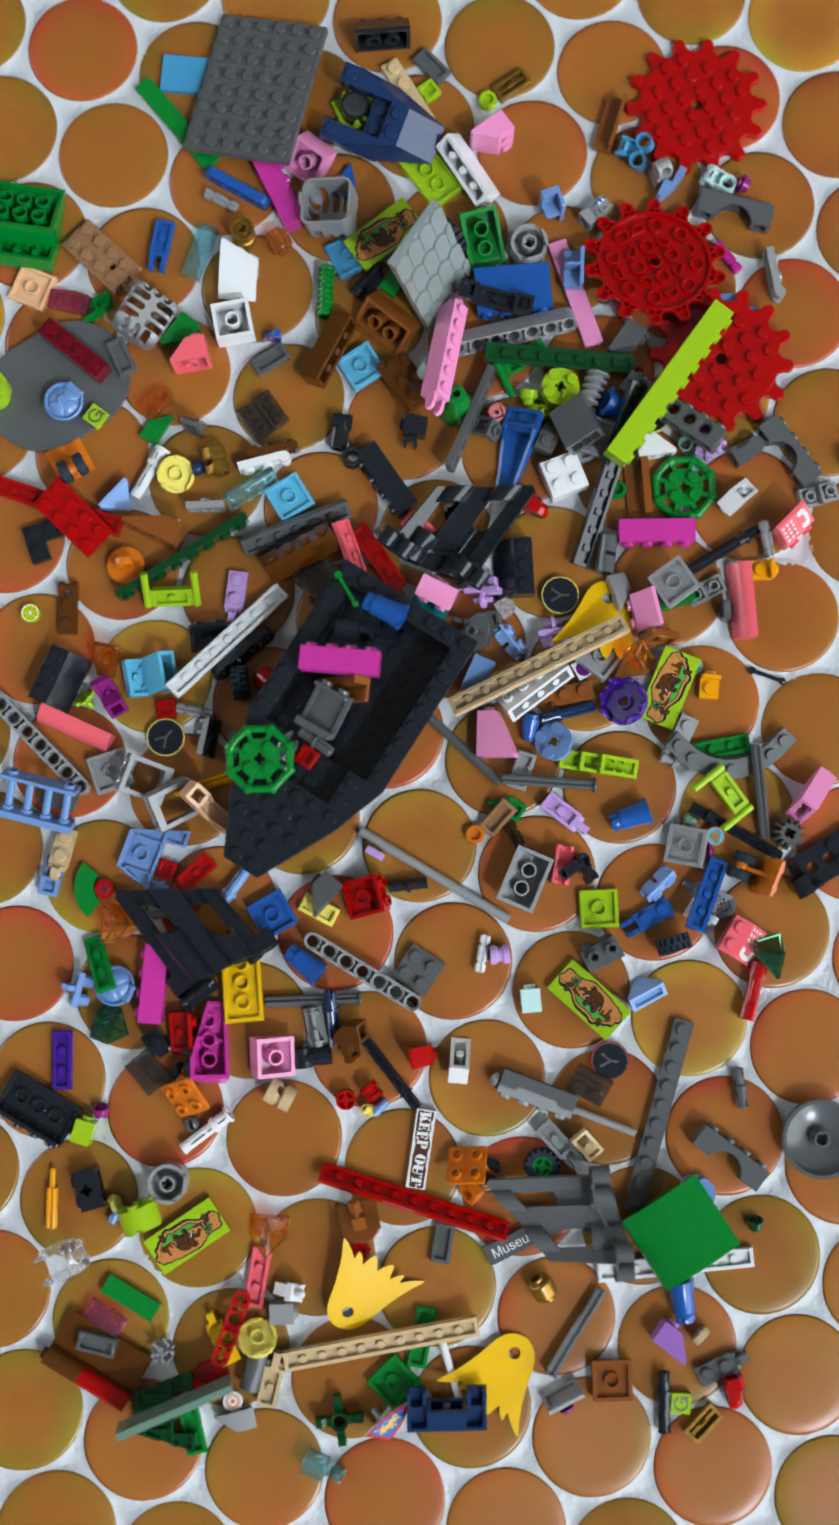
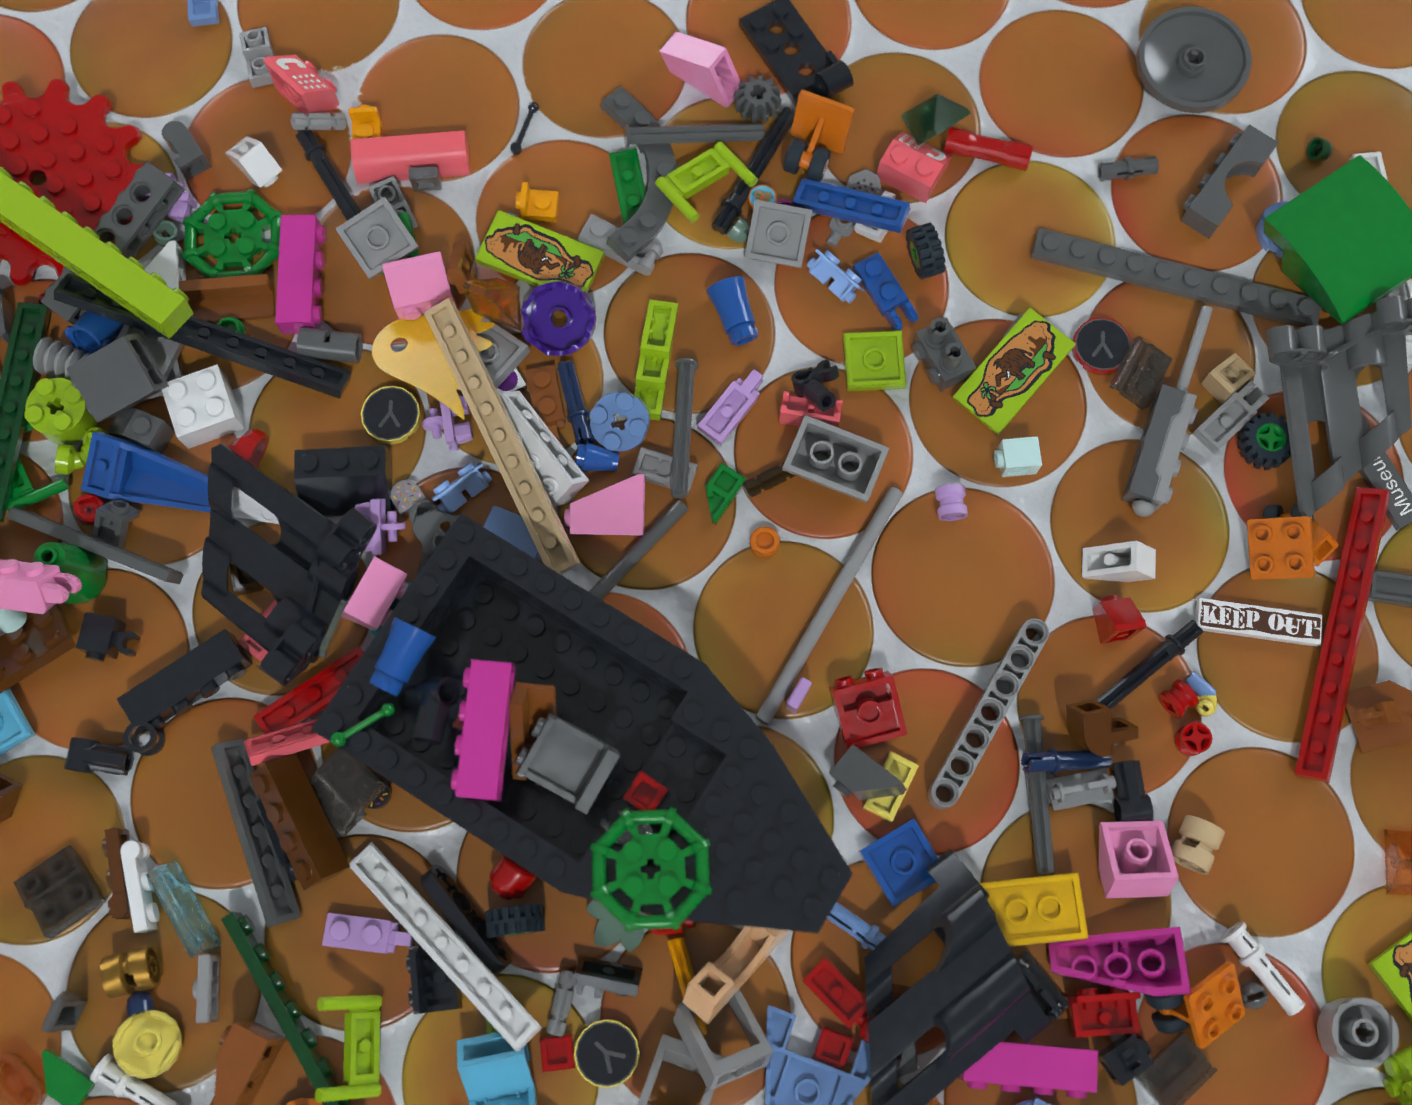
camera: 90 degrees left, 10 degrees down
(289, 497) = (203, 843): medium azure plate -> none
(305, 964) = (981, 806): blue plant -> none
(316, 741) = (620, 777): dark grey axle -> none
(418, 970) = (980, 627): dark grey plate -> none
(421, 884) = (843, 623): black pin -> none
(482, 953) = (950, 529): white axle -> none
(498, 817) = (738, 504): medium nougat tile -> none
(620, 589) = (385, 324): light grey slope -> none
(645, 992) = (995, 294): light blue slope -> none
(804, 469) = (215, 72): dark grey arch -> none

